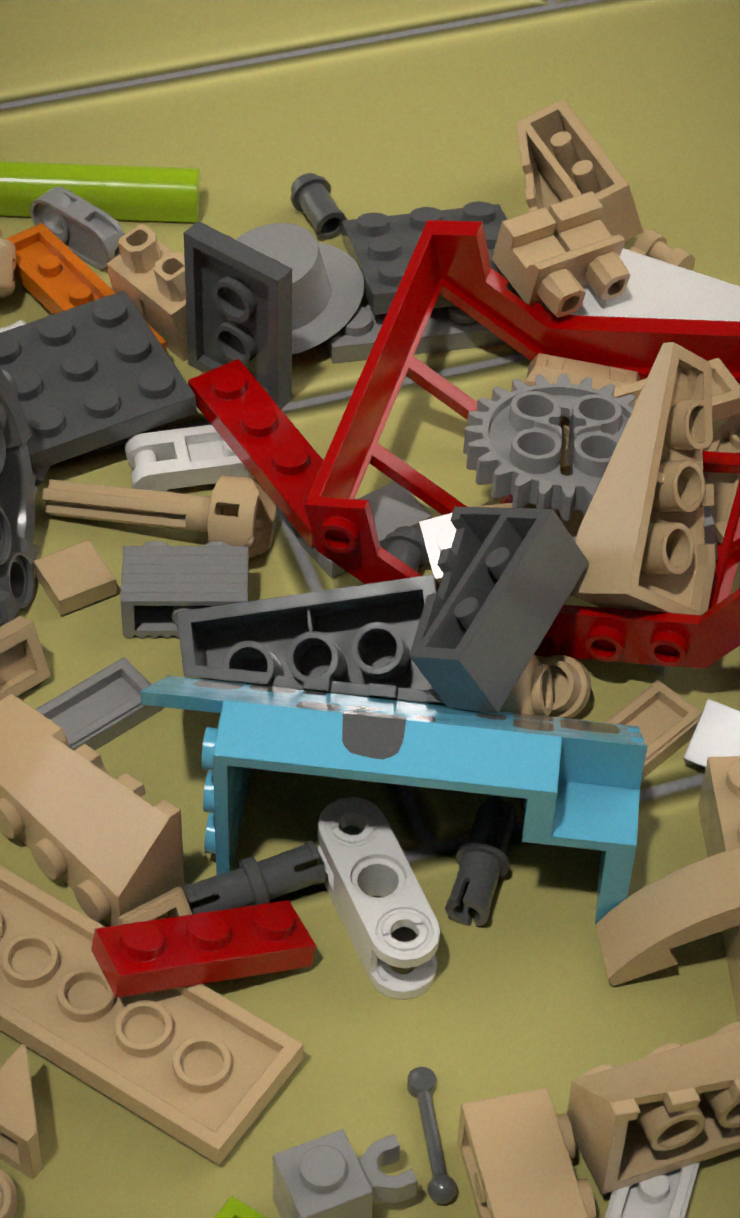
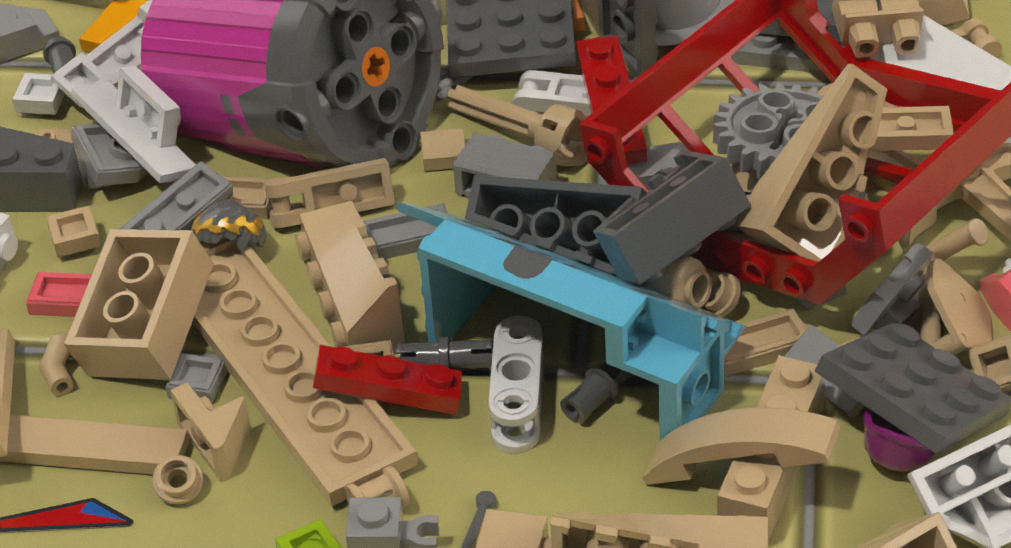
camera: 30 degrees right, 5 degrees down
(283, 1125) = (389, 483): none -> tan bush

